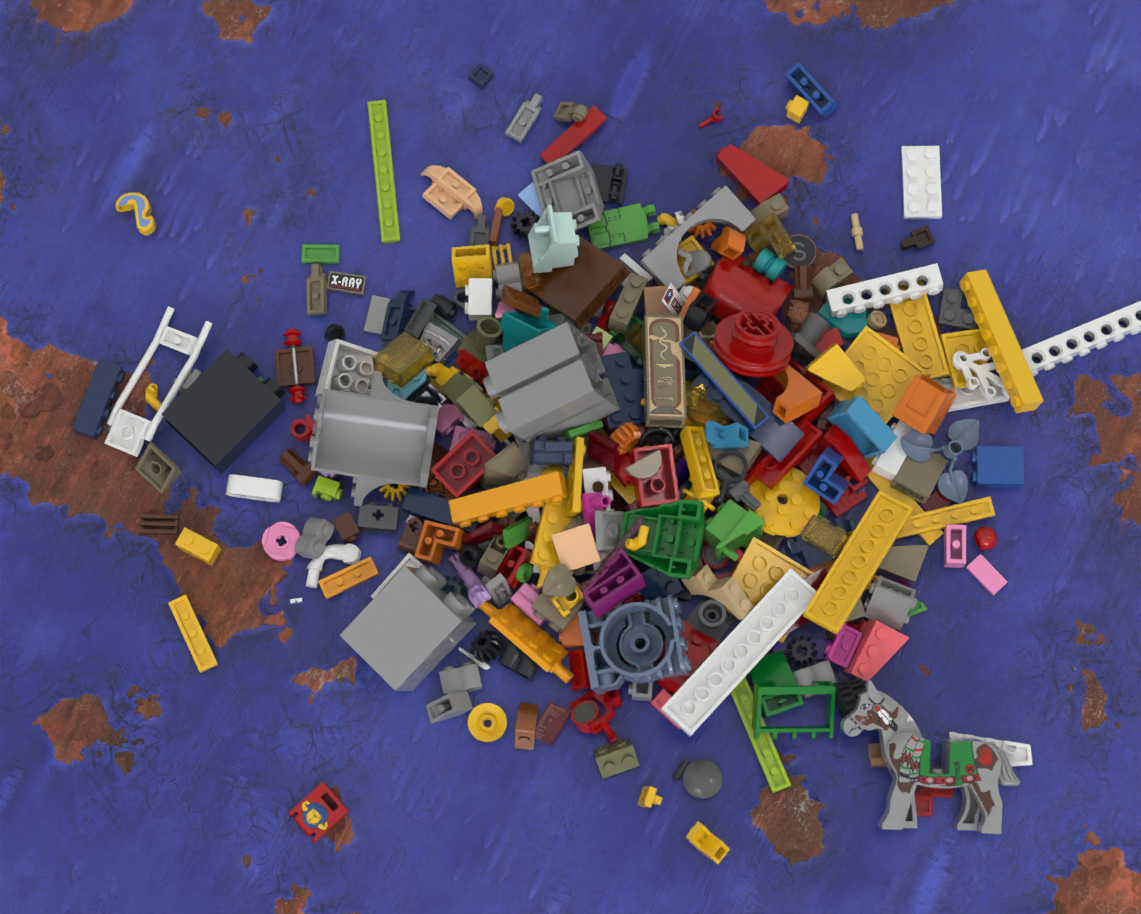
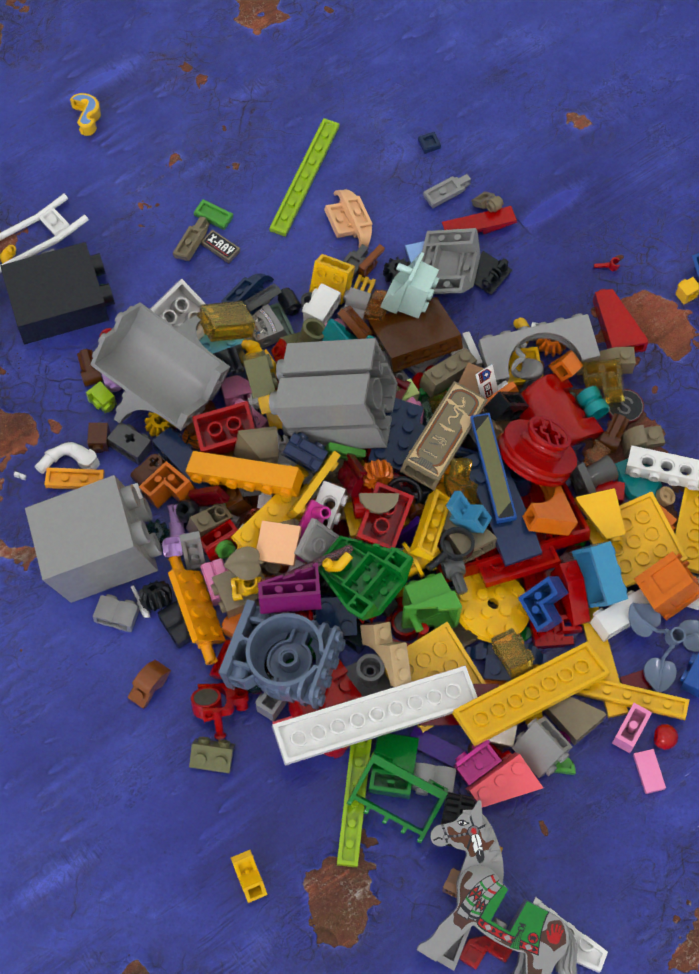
camera: 25 degrees right, 10 degrees down
(254, 488) = (42, 367): white beam -> none
(275, 532) = (42, 430): bright pink plate -> none
(295, 366) = (138, 285): reddish brown plate -> none
(314, 538) = (67, 428): light grey brick -> none
(334, 332) = (187, 276): black tile -> none
(376, 315) = (229, 281): light grey tile -> none
(449, 706) = (92, 630): light grey slope -> none
(485, 712) = (116, 653): yellow dish -> none
(506, 205) = (391, 249): yellow tile -> none
(517, 532) = (236, 510): bright green tile -> none
(551, 723) = (172, 694): clear red panel -> none
(623, 226) = (481, 312): bright green tile -> none
(648, 797) = (220, 806): yellow tile -> none
(680, 770) = (265, 797): dark grey piece -> none
(702, 779) = (279, 816): dark grey dish -> none
(802, 645) = (442, 745): black gear -> none
(857, 232) = (687, 415): tan bar -> none
(919, 478) = (630, 650): dark tan brick -> none

